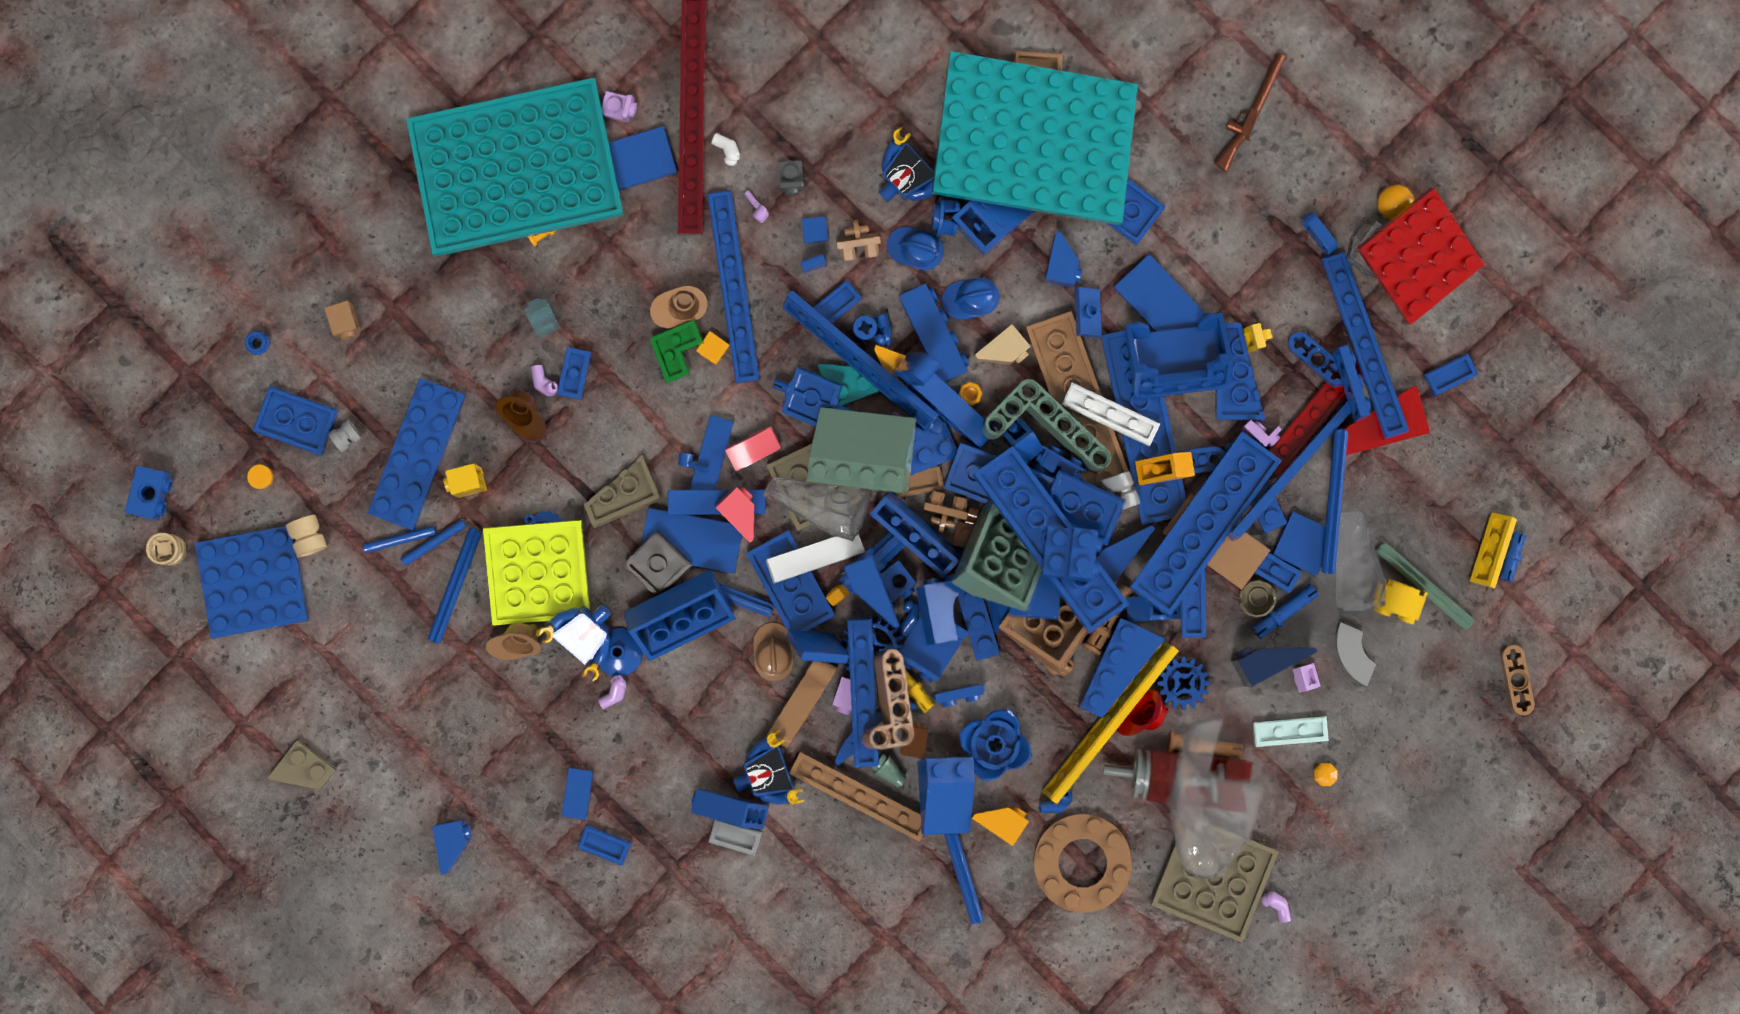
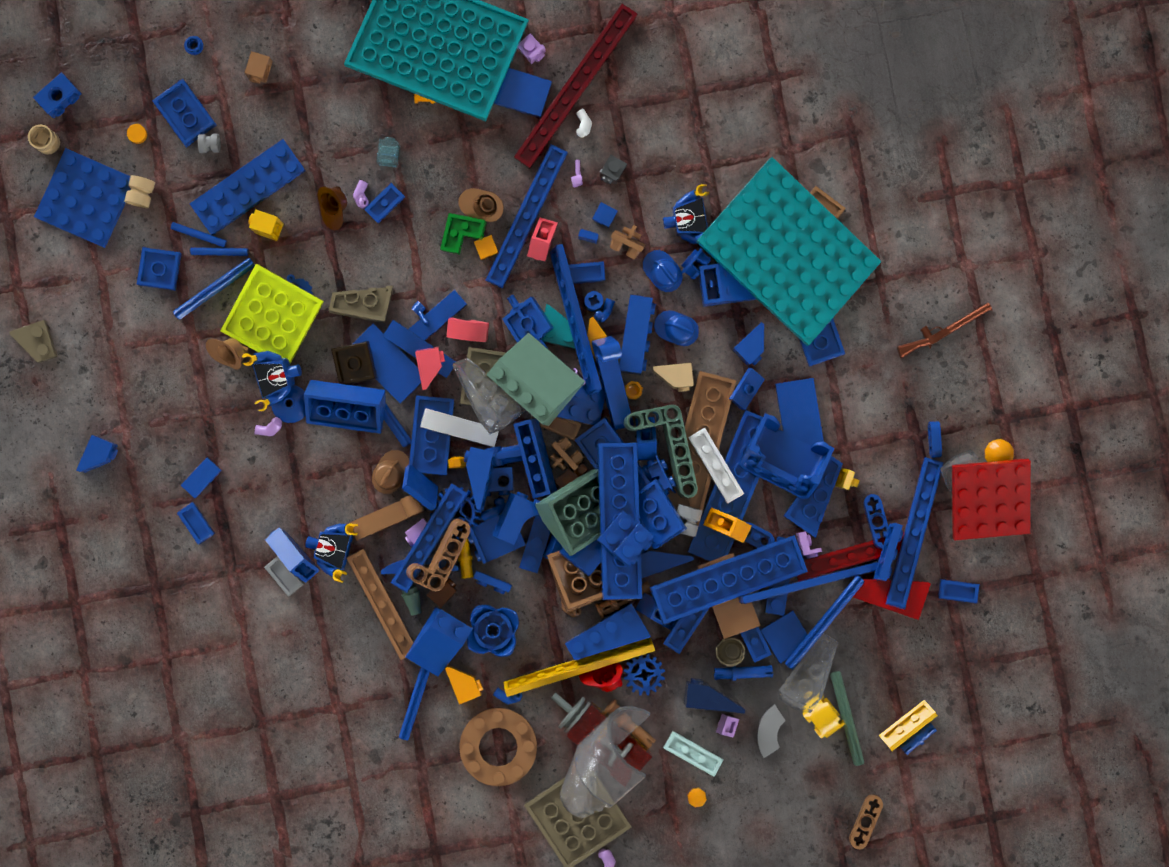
camera: 30 degrees right, 0 degrees up
(381, 604) = (159, 268): none -> blue tile
(766, 300) = (542, 239): none -> coral slope

